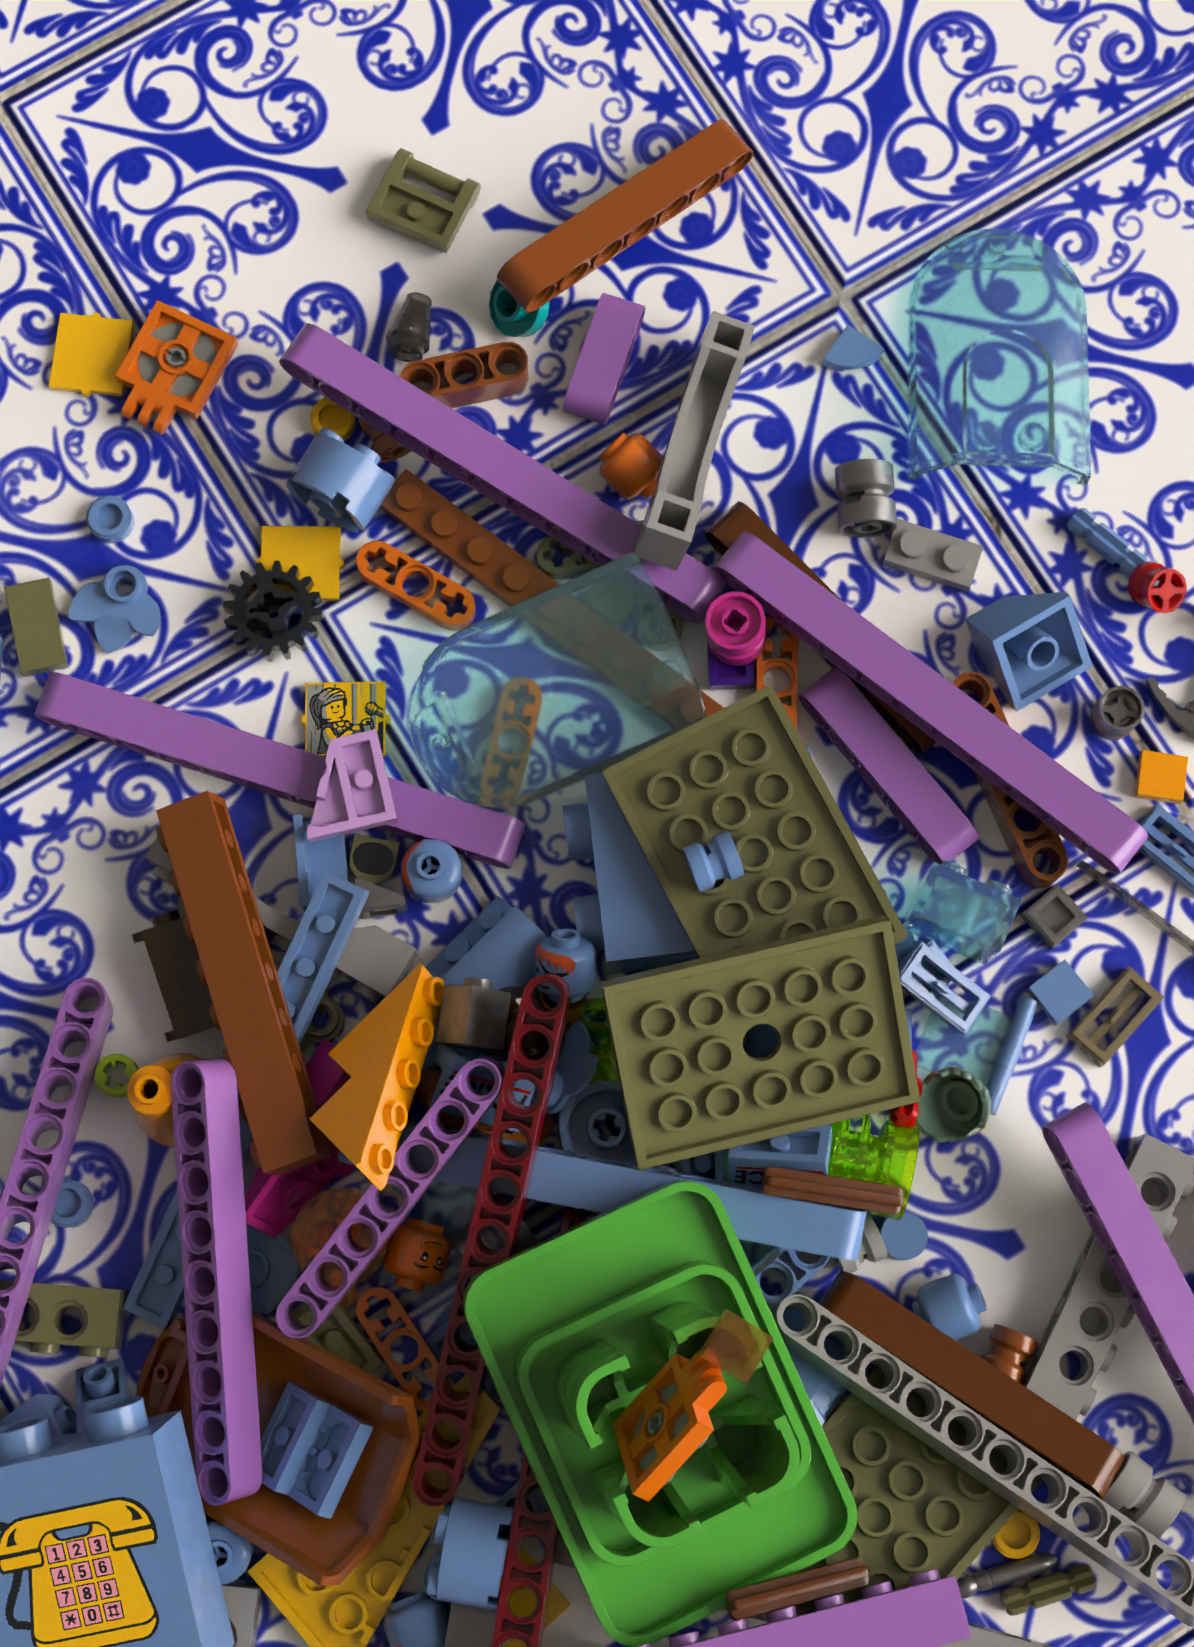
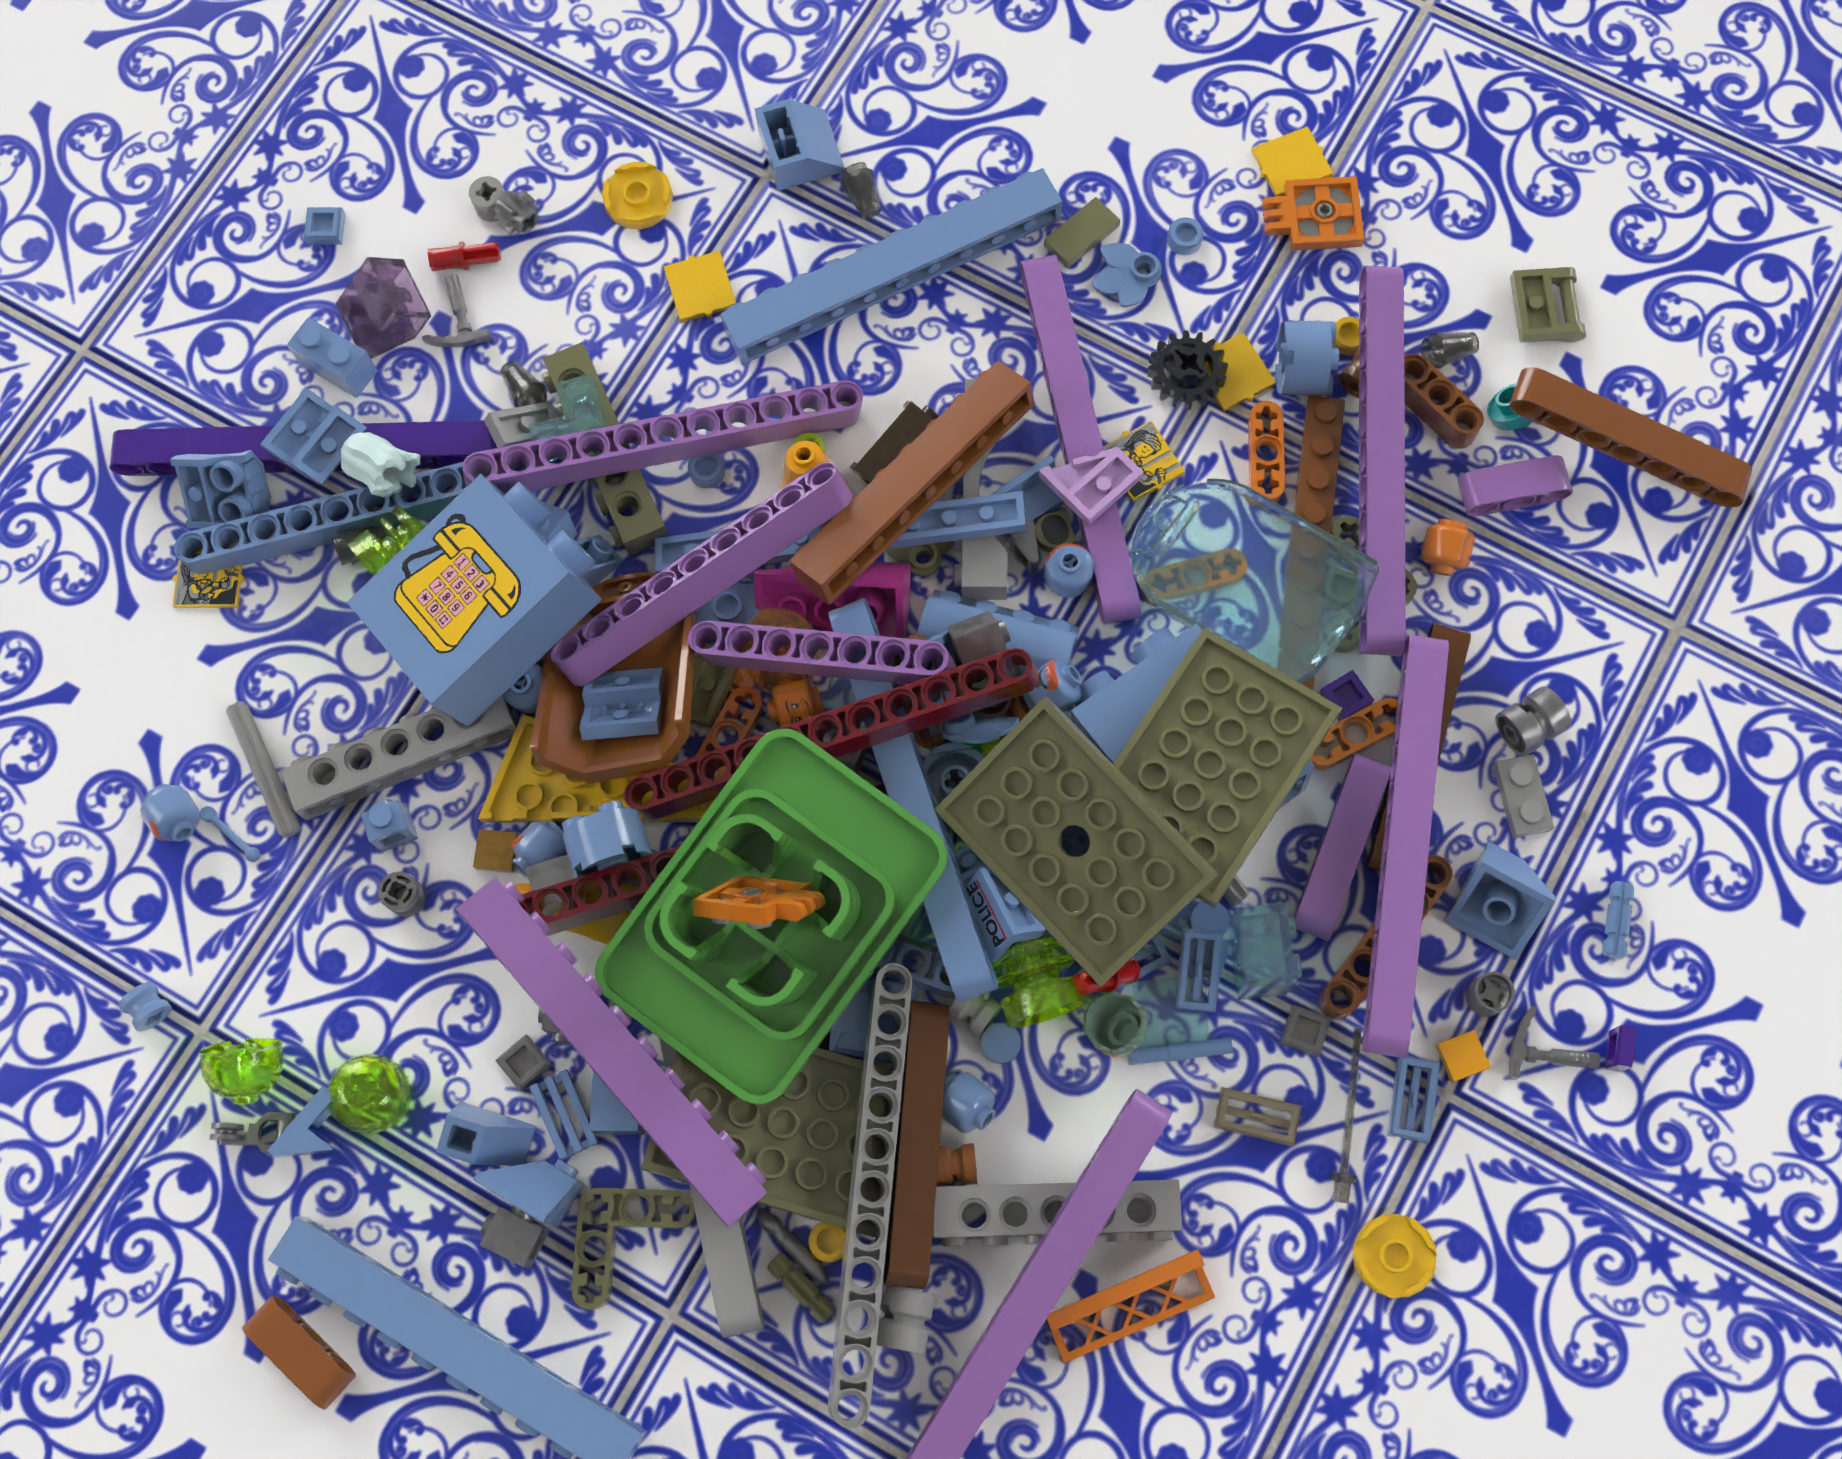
camera: 70 degrees right, 5 degrees down
(384, 1069) = (903, 599): light orange slope -> none
(692, 442) = (1452, 577): light grey arch -> none
(713, 861) = (1184, 733): medium blue wheel -> none
(735, 1346) = (832, 907): clear orange tile -> none
(736, 628) = (1373, 677): dark pink wheel -> none
(796, 1588) = (698, 1081): reddish brown axle -> none
(832, 1190) = (997, 953): reddish brown axle -> none
(852, 351) = (1639, 655): medium blue tile -> none
(998, 357) = (1709, 763): clear light blue windscreen -> none
(1060, 992) = (1250, 1065): medium blue tile -> none
(1160, 598) = (1608, 982): red wheel -> none

